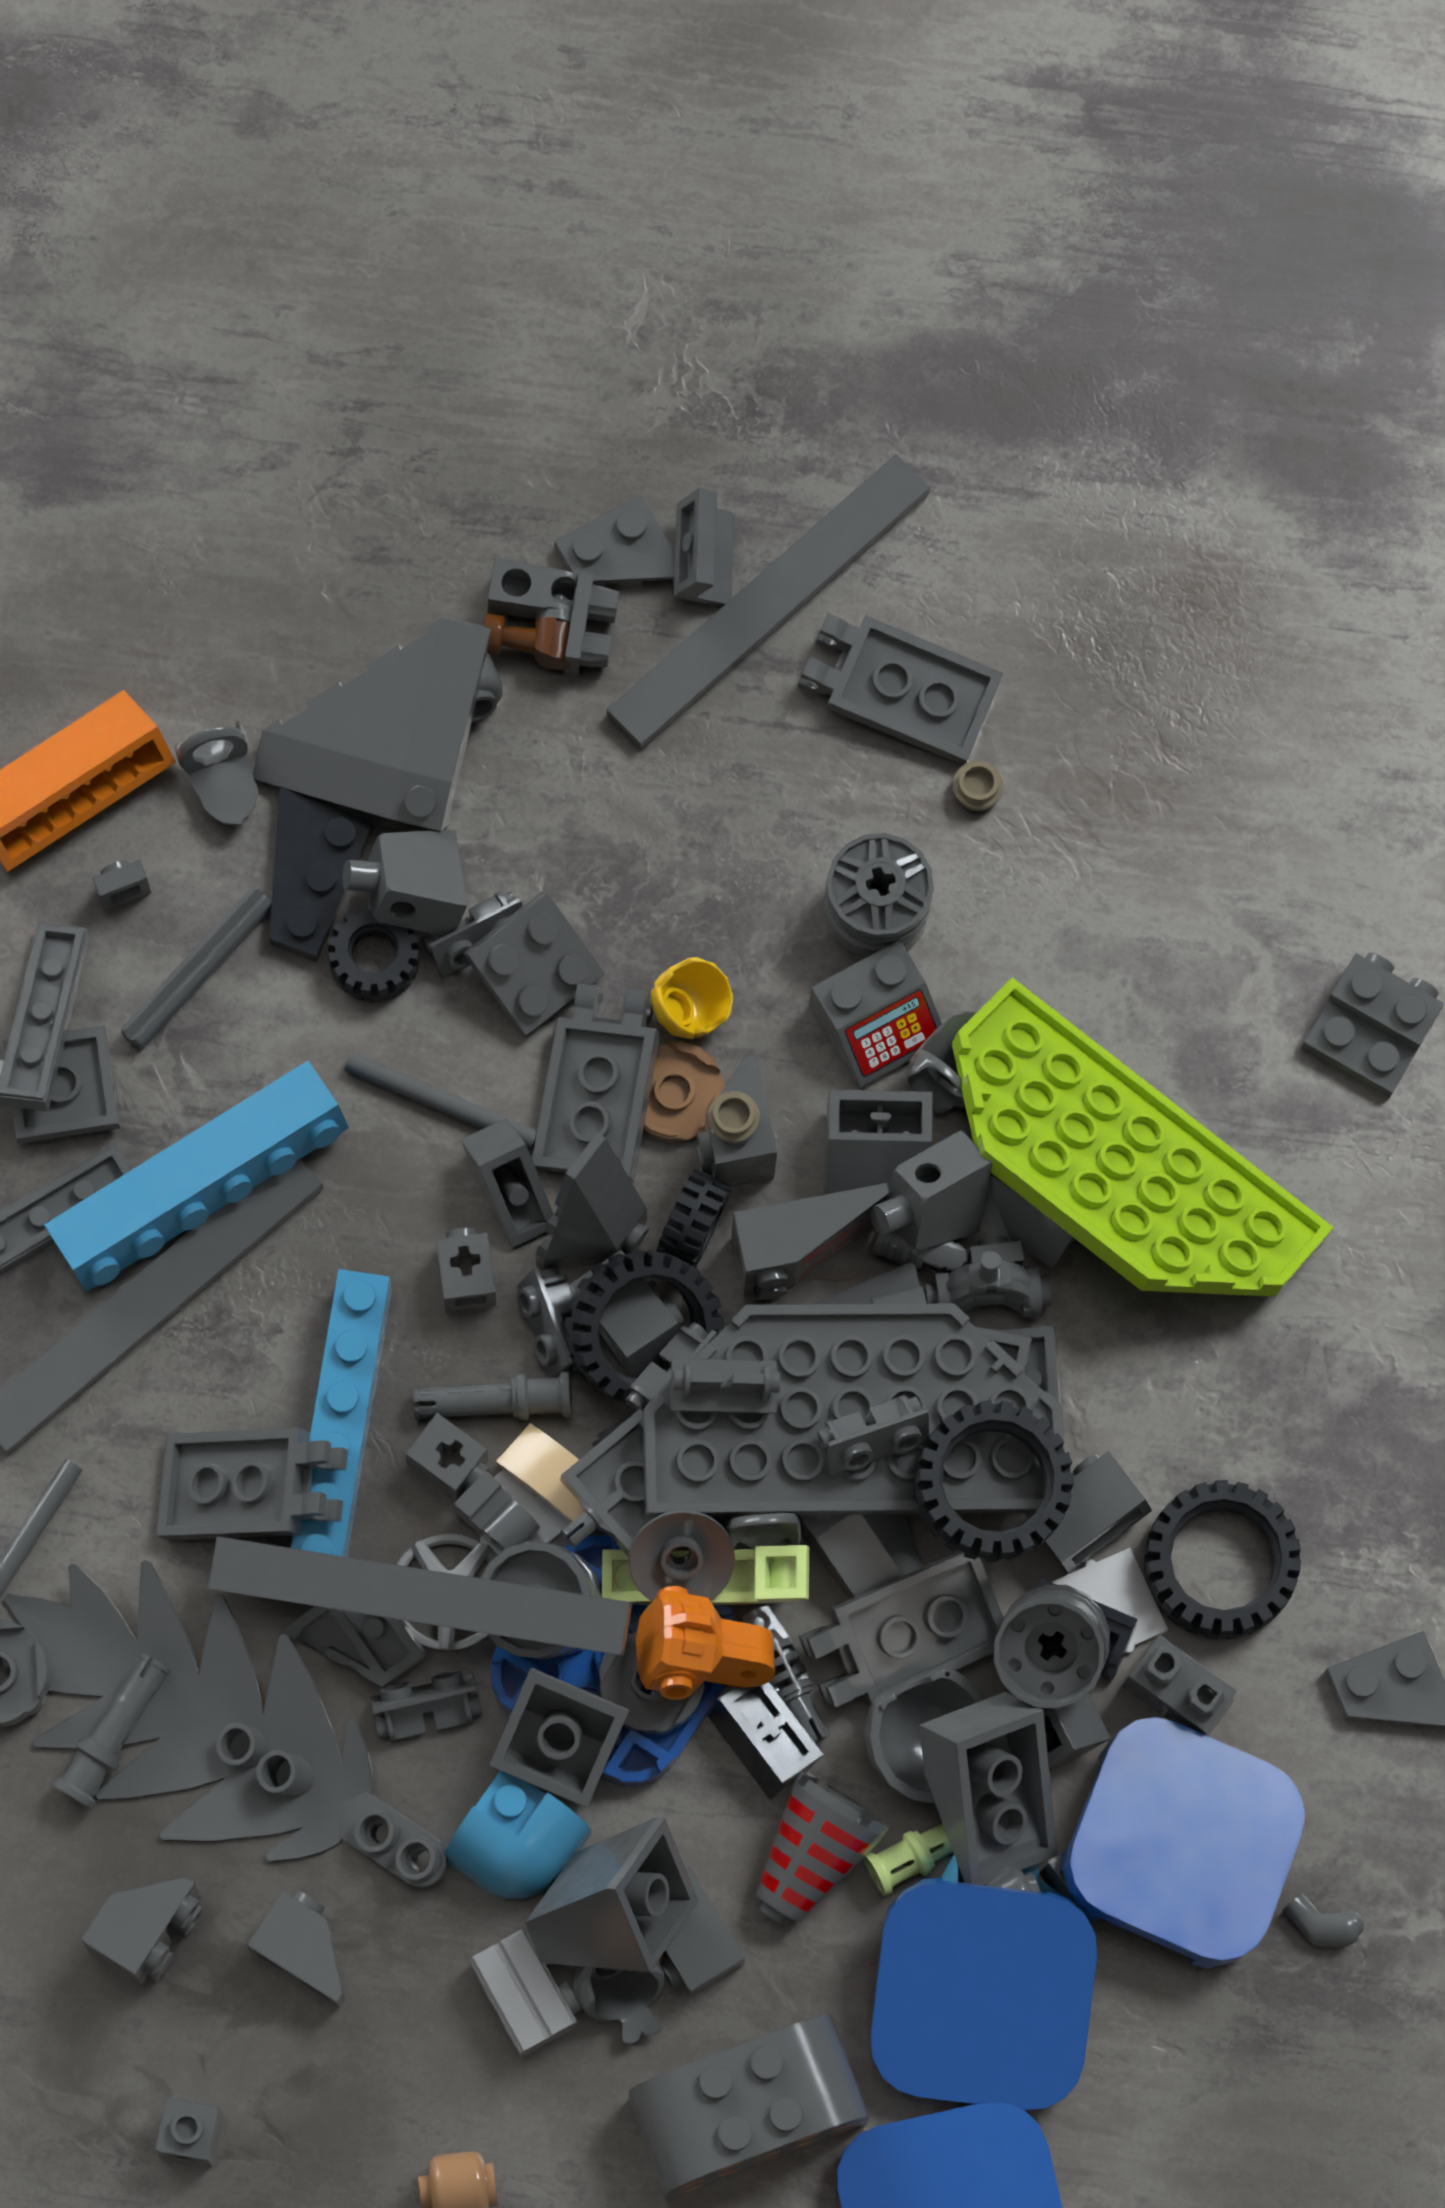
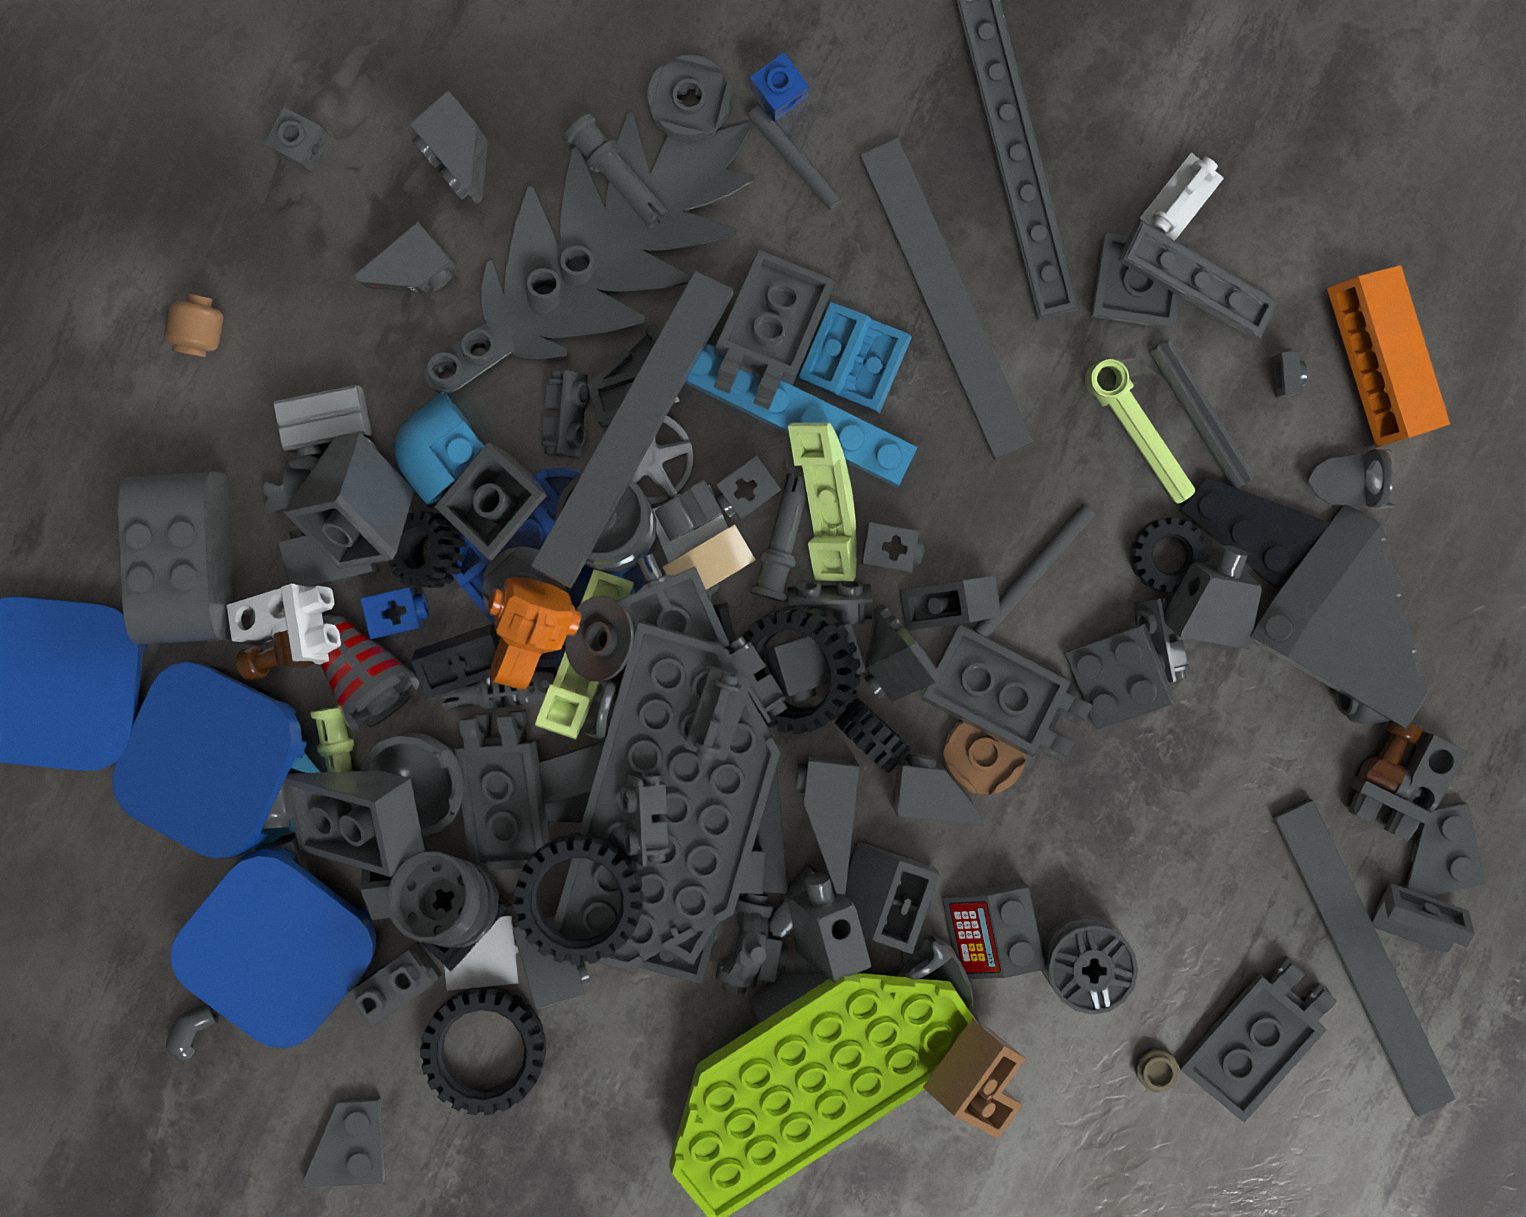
camera: 115 degrees right, 15 degrees up
(197, 1176) = (1029, 362): dark azure brick -> none
(233, 1034) = (1139, 428): none -> yellowish green axle
(250, 1380) = (855, 357): none -> dark azure slope
(434, 1355) = (829, 499): none -> yellowish green slope
(642, 1783) = (443, 551): none -> black tyre
(692, 998) = (1052, 790): yellow hair -> none
(727, 1852) = (377, 609): none -> blue brick
(733, 1117) = (934, 791): dark tan plate -> none
(785, 1933) = (294, 622): none -> white hips
(1049, 977) = (974, 1079): none -> medium nougat brick

